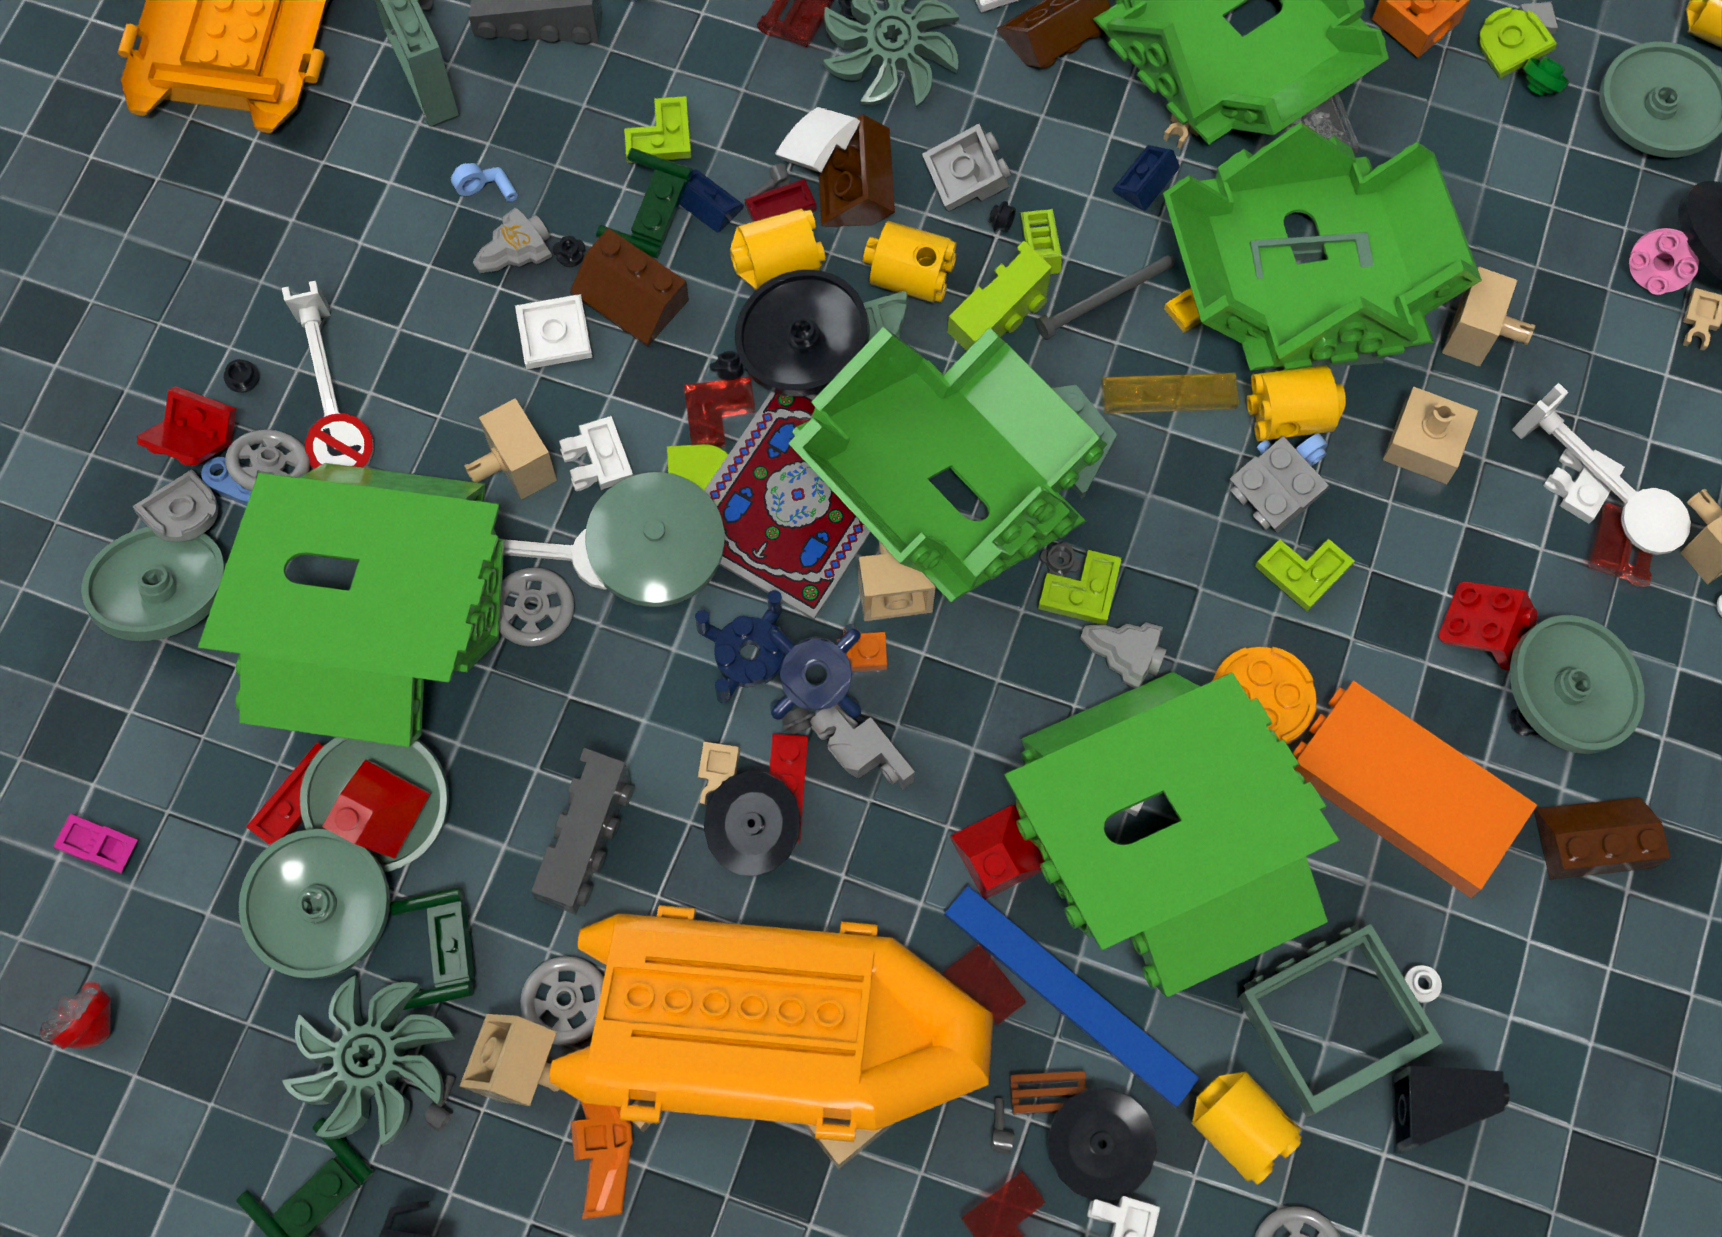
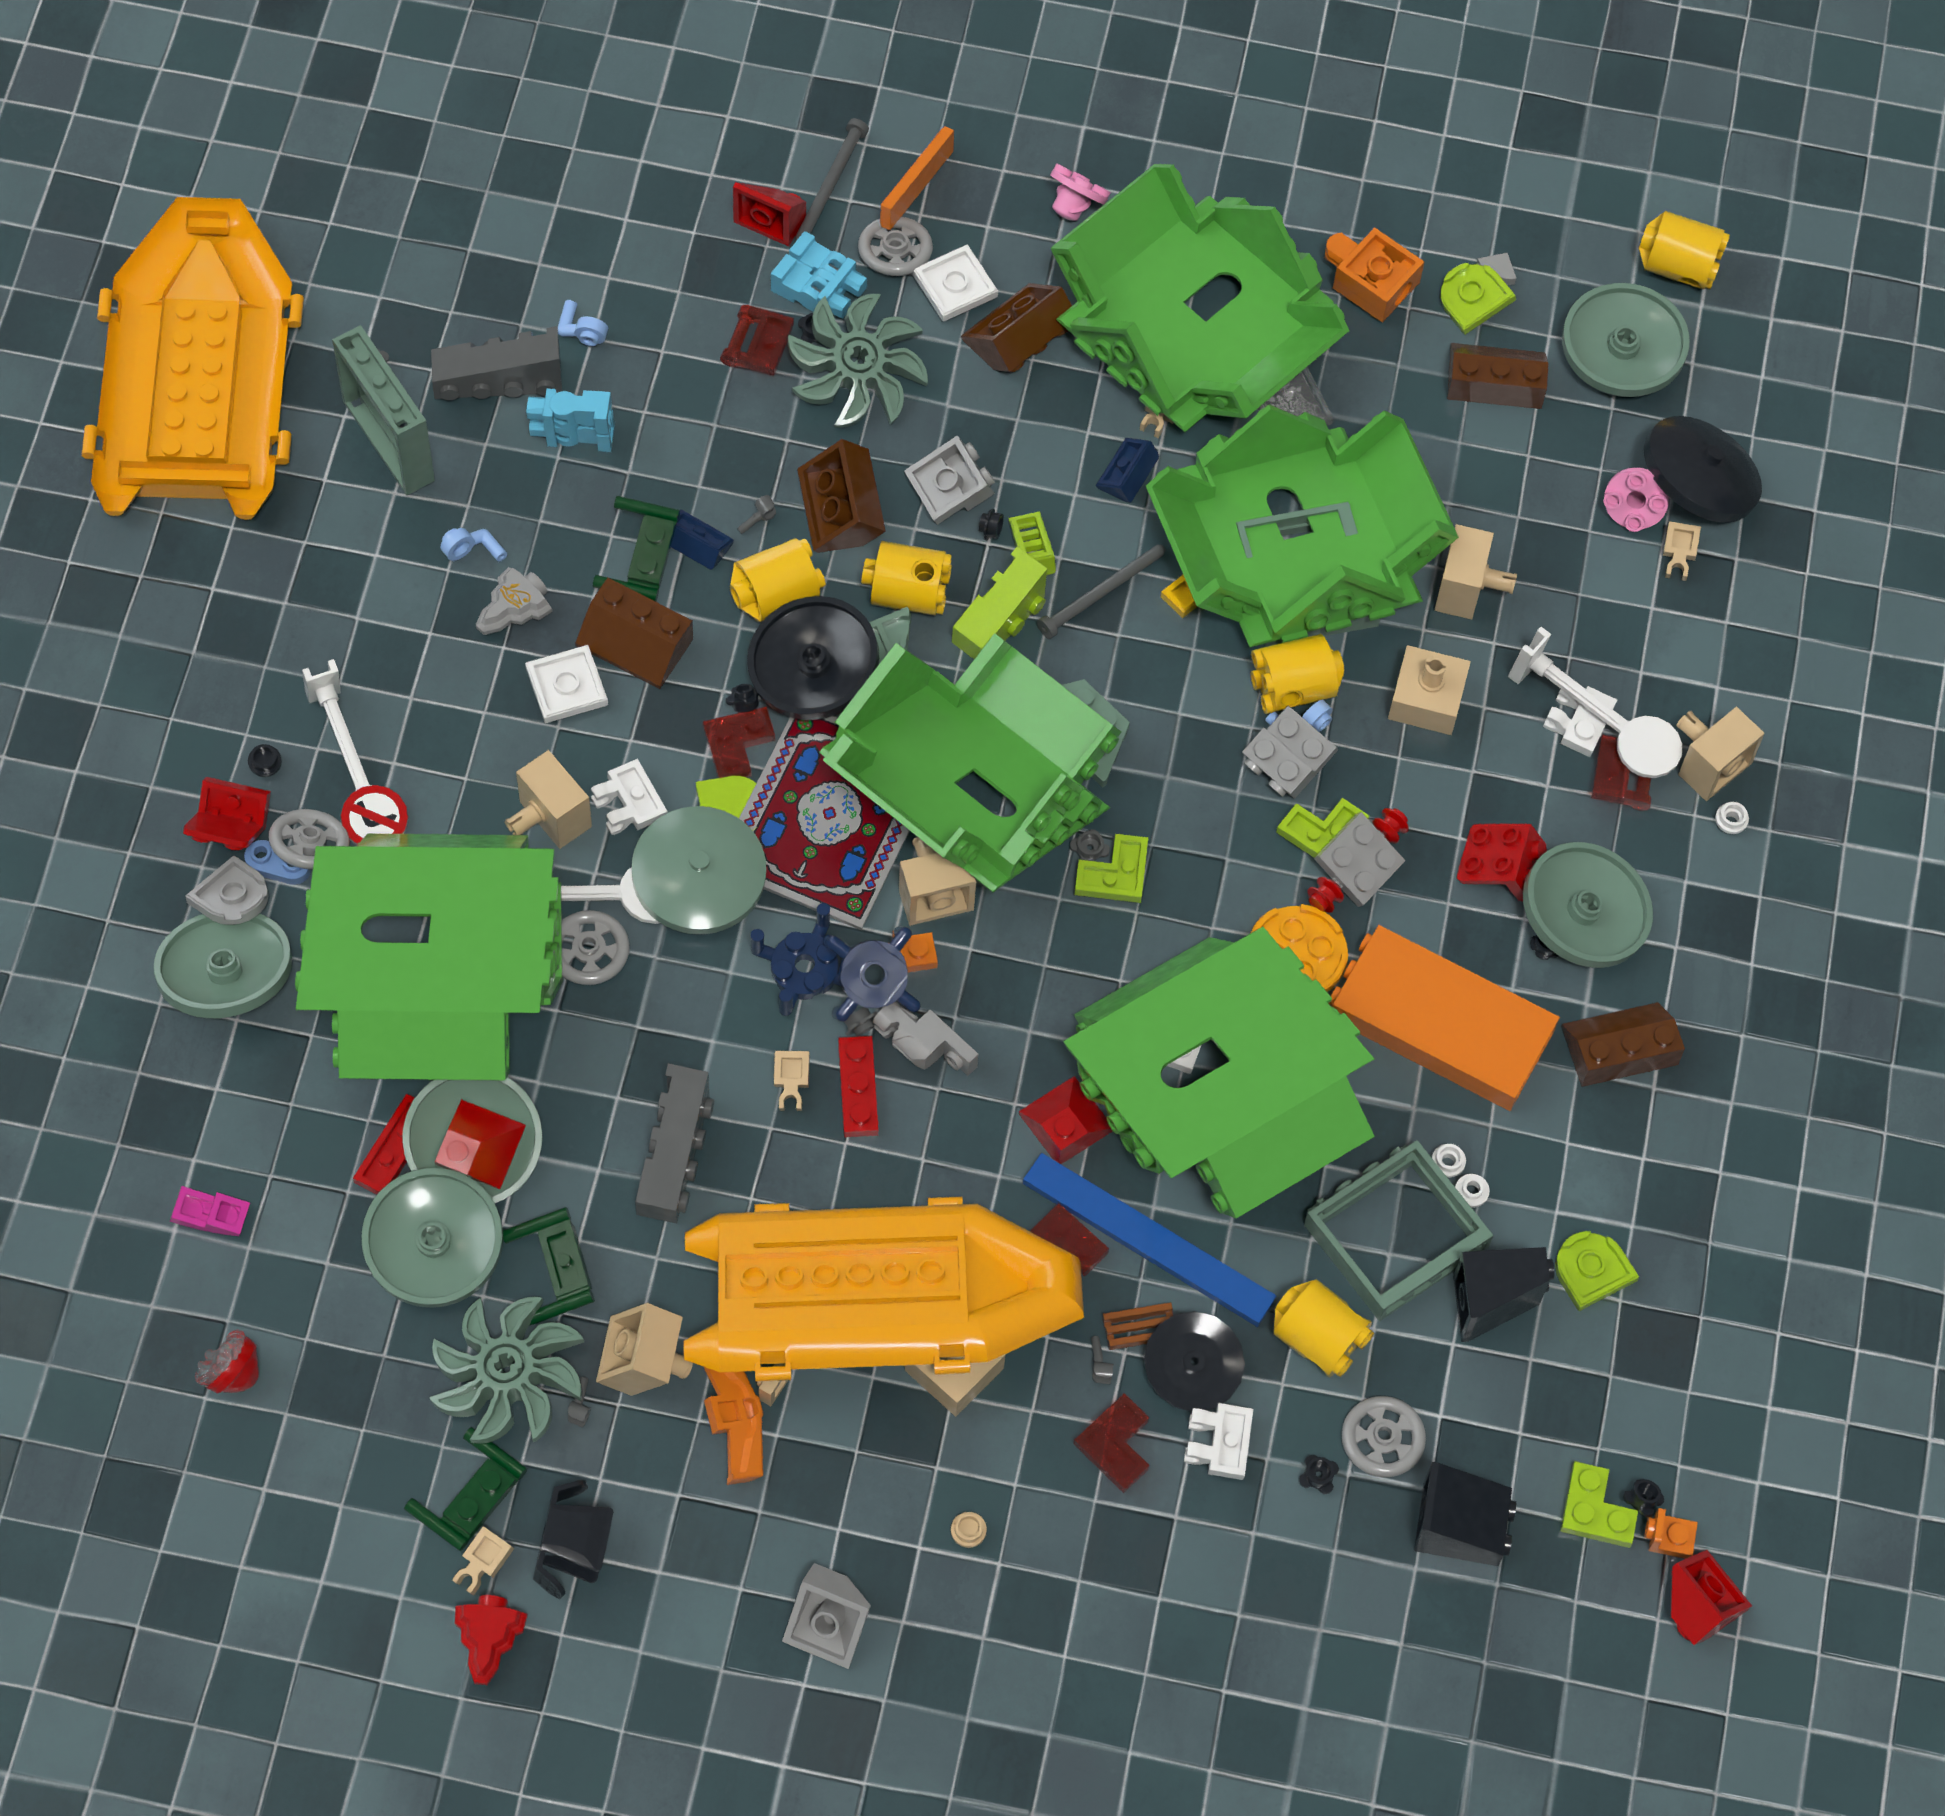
camera: 10 degrees left, 5 degrees down
(548, 974) = (695, 1275): light grey plate -> none
(571, 258) = (570, 611): black plate -> none
(601, 67) = (572, 418): none -> medium azure hips
(669, 137) = (649, 481): lime plate -> none
(752, 823) = (812, 1115): black piece -> none
(781, 201) = (770, 533): dark red tile -> none
(816, 137) = (798, 465): white slope -> none
(1128, 650) = (1164, 922): light grey rock -> none
(1169, 393) = (1175, 677): clear yellow plate -> none
(1339, 606) = (1359, 859): none -> light grey plate
(1408, 939) = (1453, 1152): none -> white plate
(1530, 123) = (1497, 376): none -> reddish brown slope
(1545, 76) = (1507, 328): green plate -> none
(1545, 1087) = (1592, 1268): none -> lime tile

